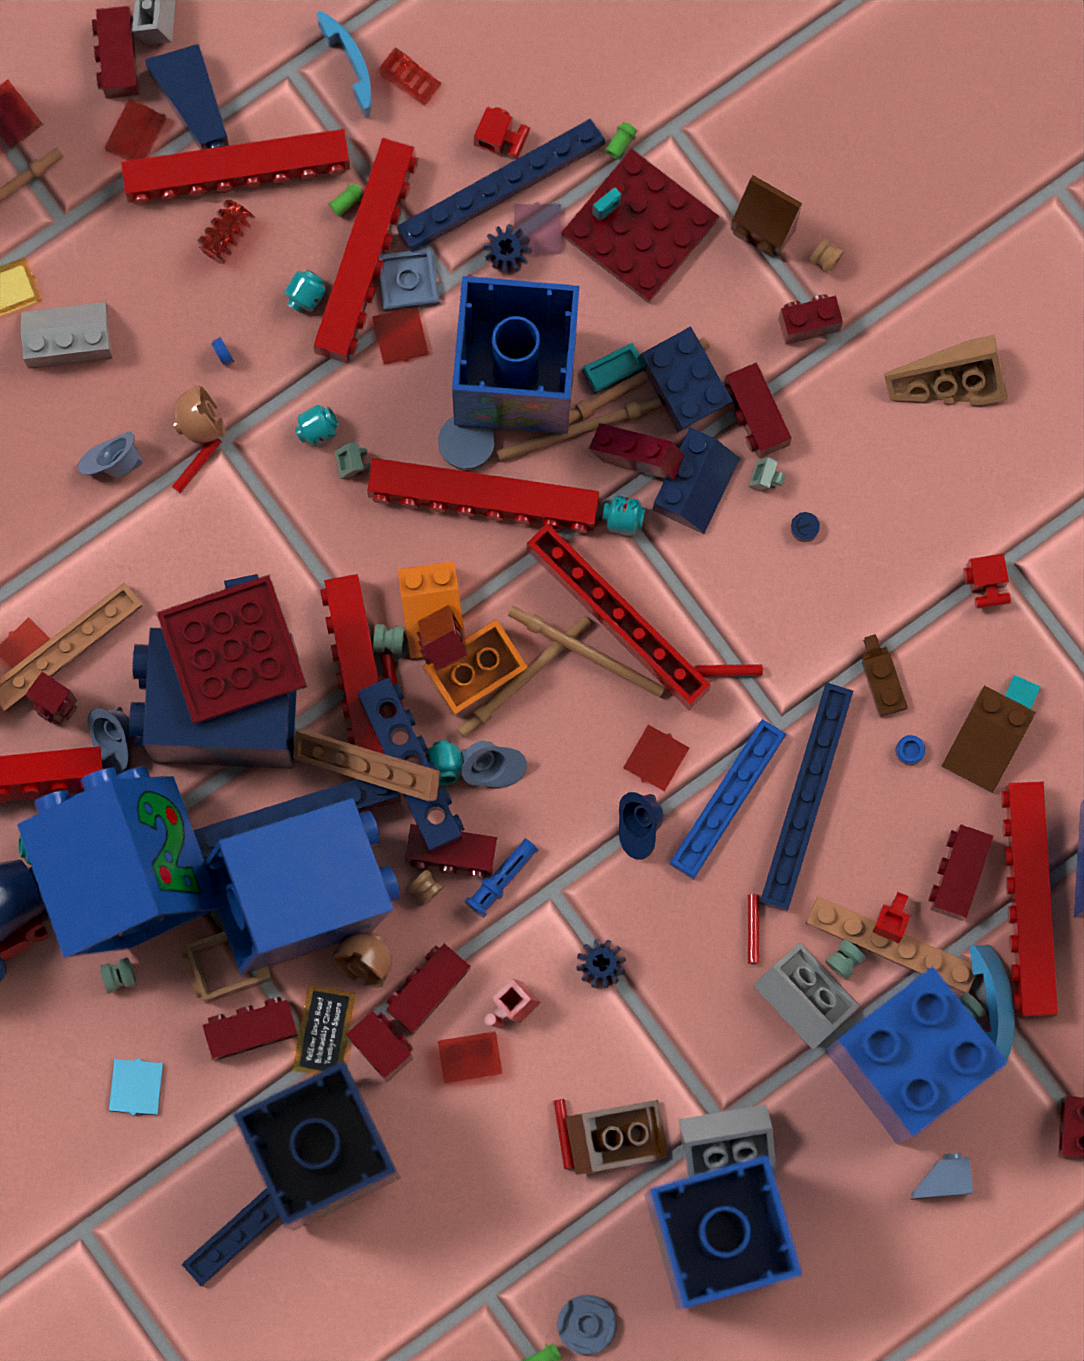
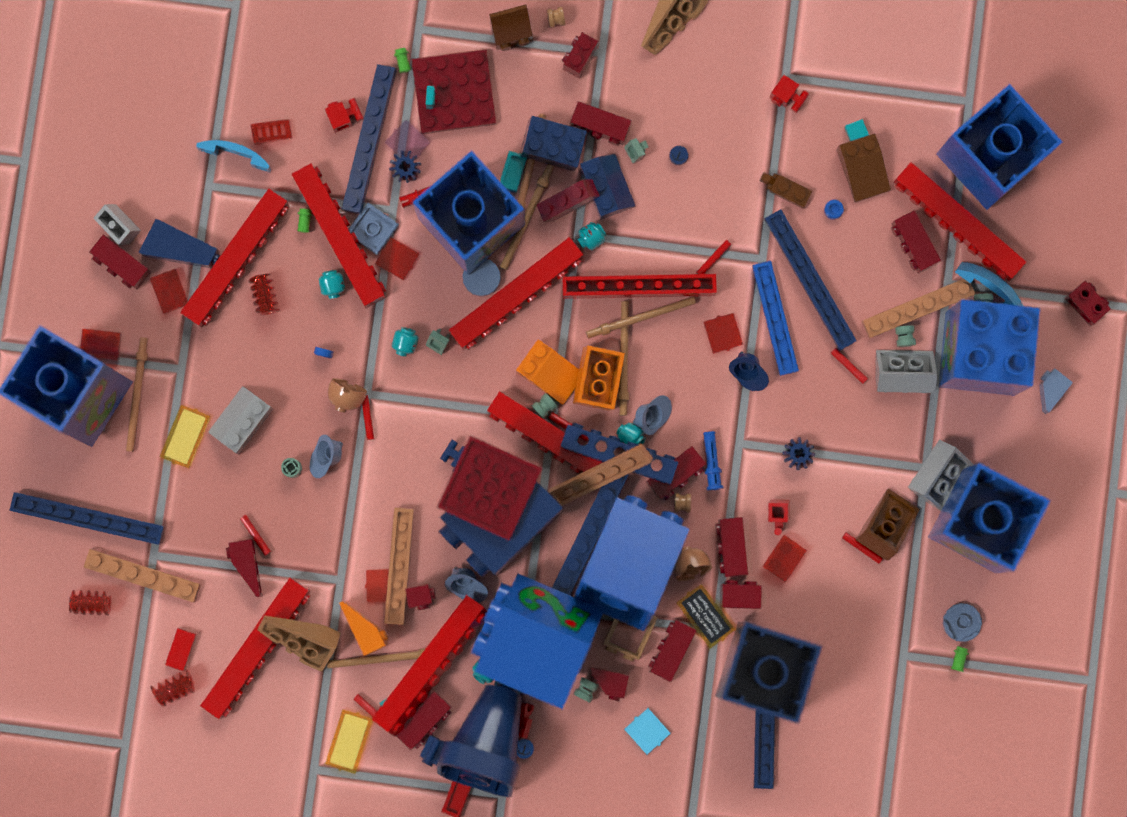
camera: 45 degrees left, 5 degrees up
(69, 438) = (292, 470): none -> sand green wheel
(151, 995) = (611, 683): none -> dark red slope
(441, 638) = (573, 381): dark red brick -> none
(892, 920) = (908, 296): red plate -> none

